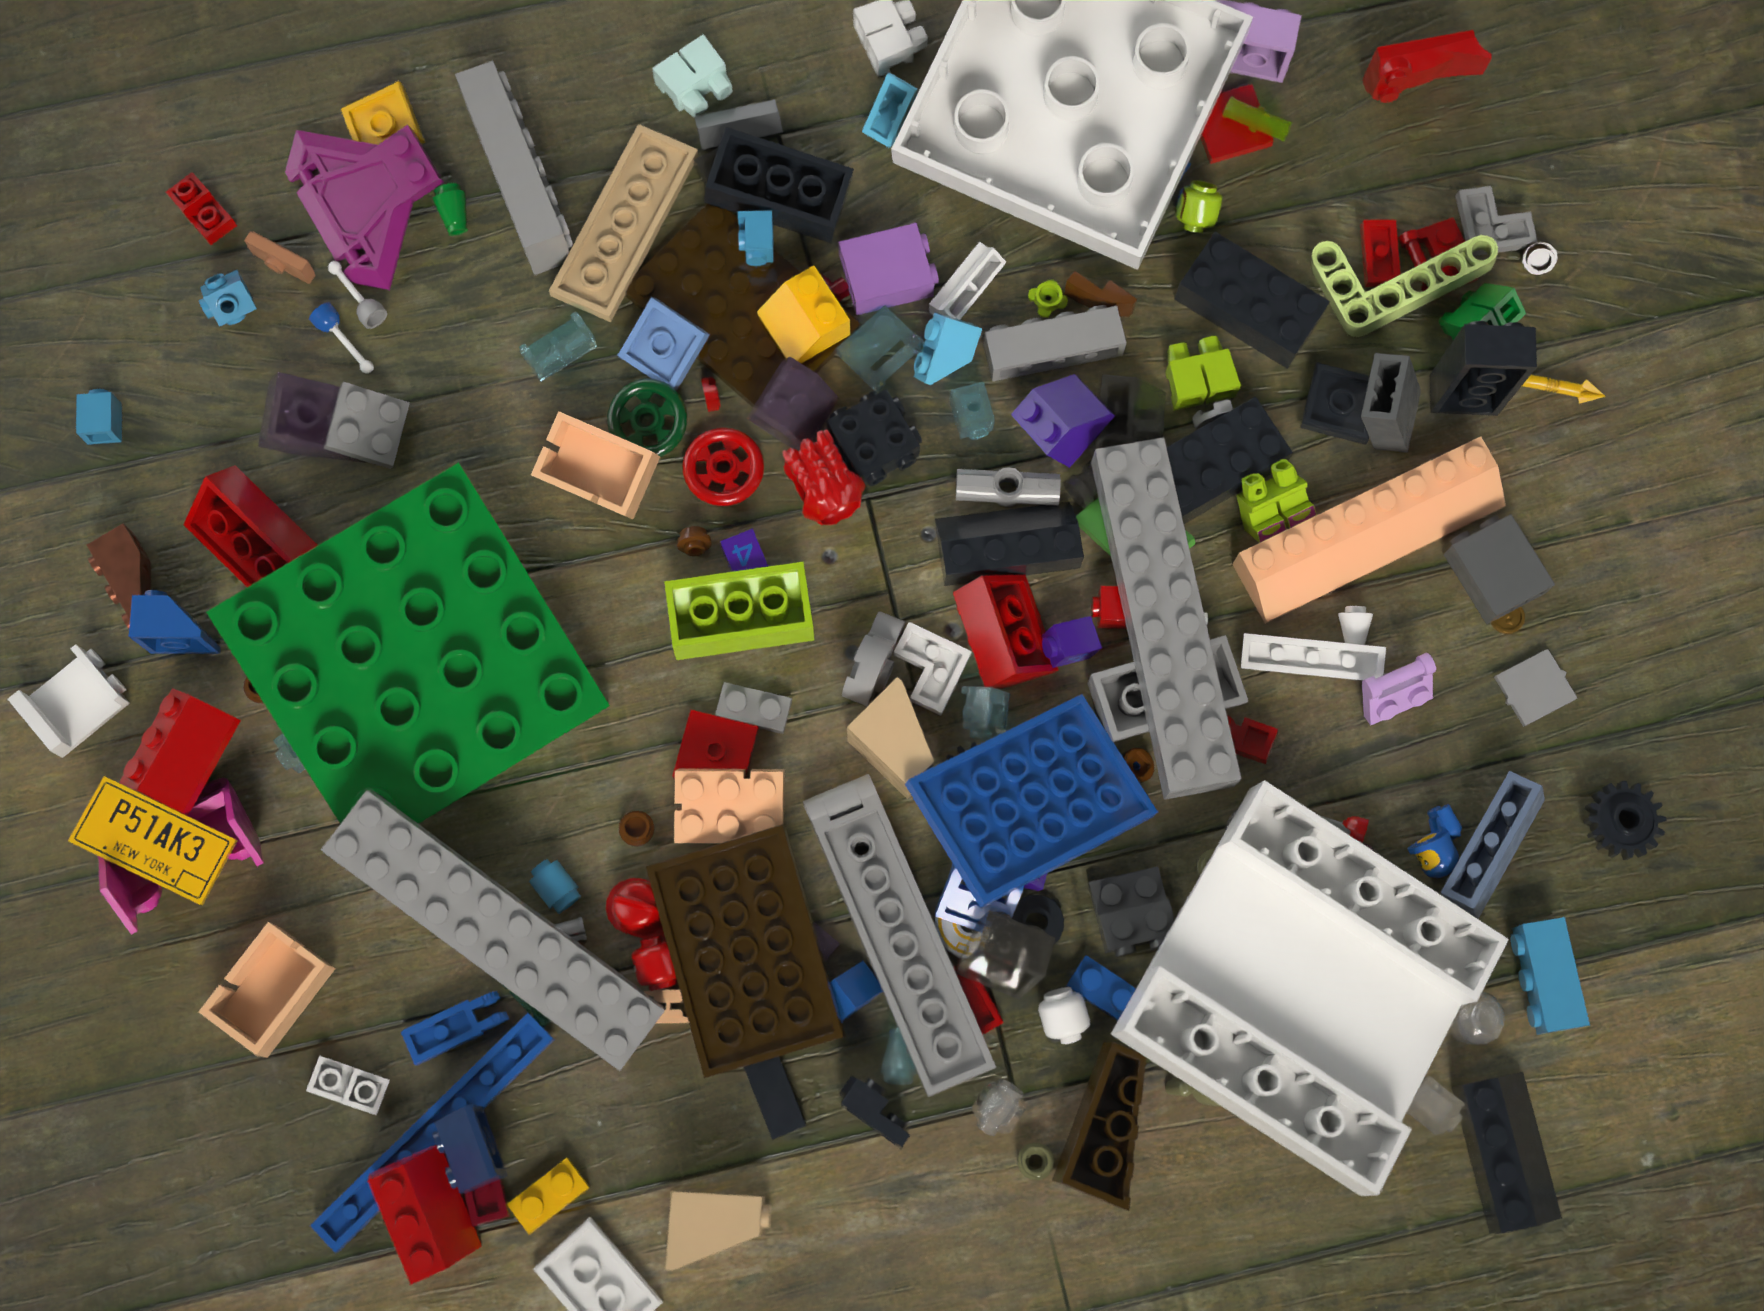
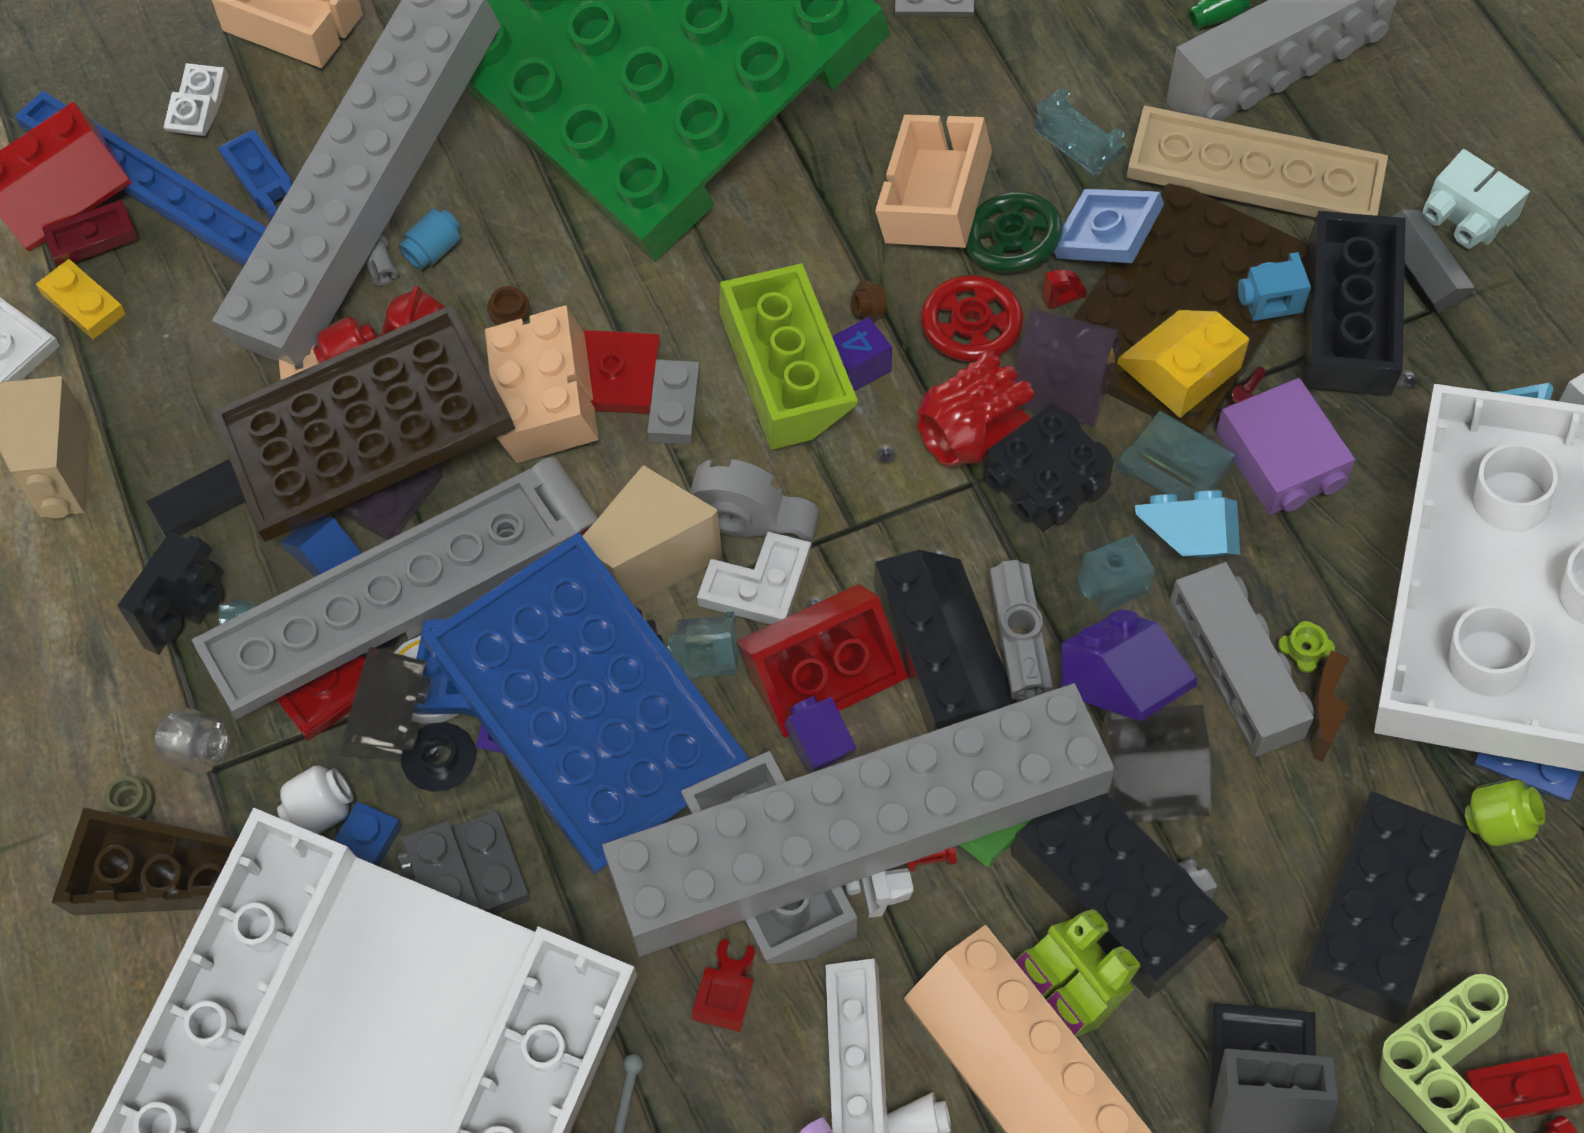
camera: 85 degrees right, 15 degrees down
(469, 1148) = (120, 201): dark blue slope -> none
(967, 282) = (1295, 541): white piece -> none
(1202, 376) = (1245, 854): lime hips -> none

